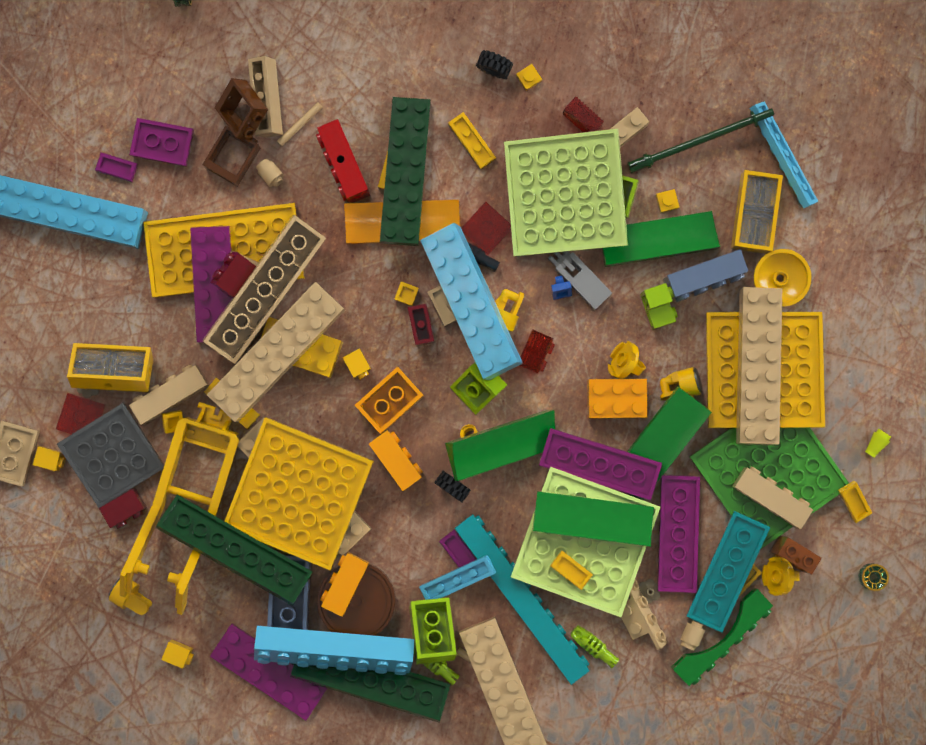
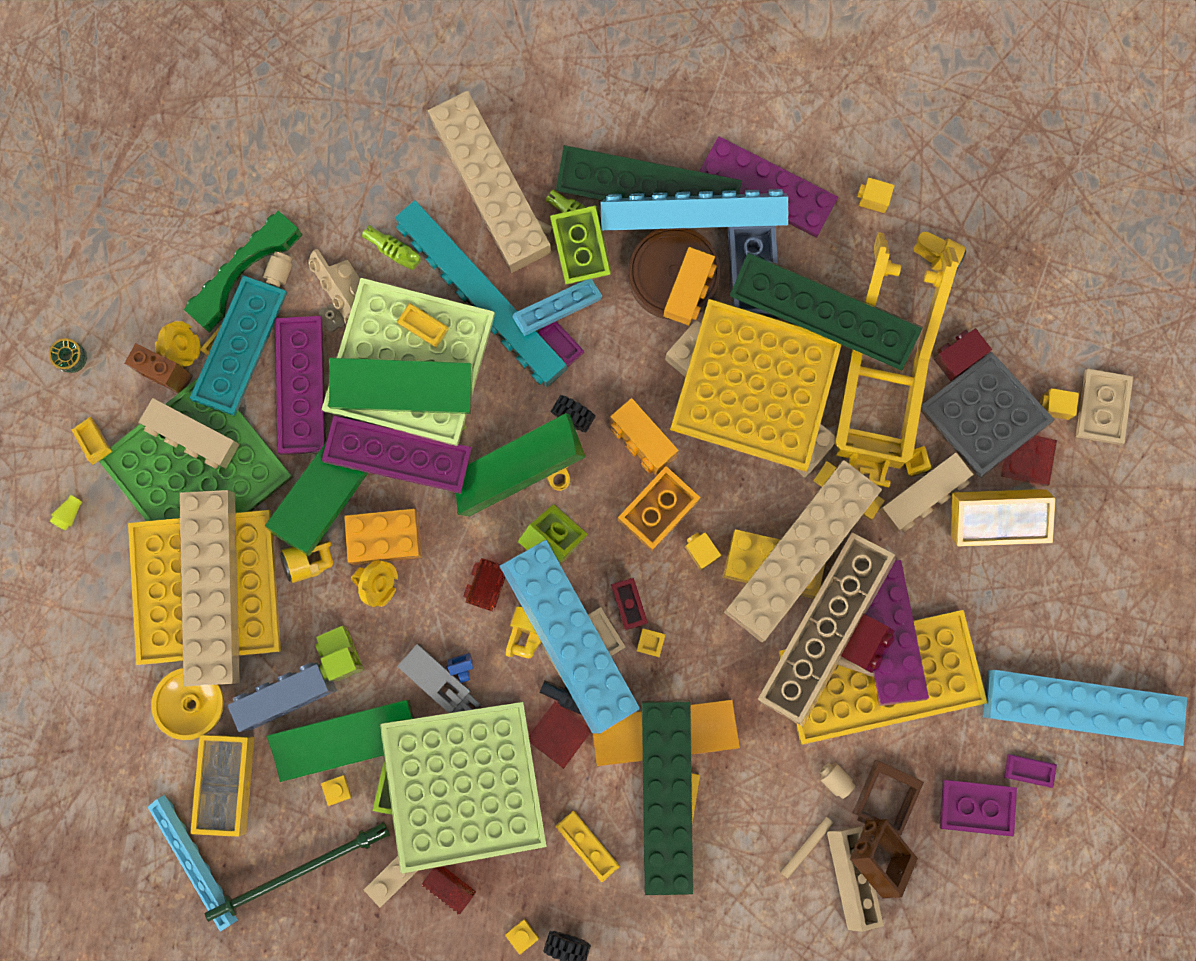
camera: 175 degrees right, 5 degrees down
(341, 157) = (754, 816): red brick -> none

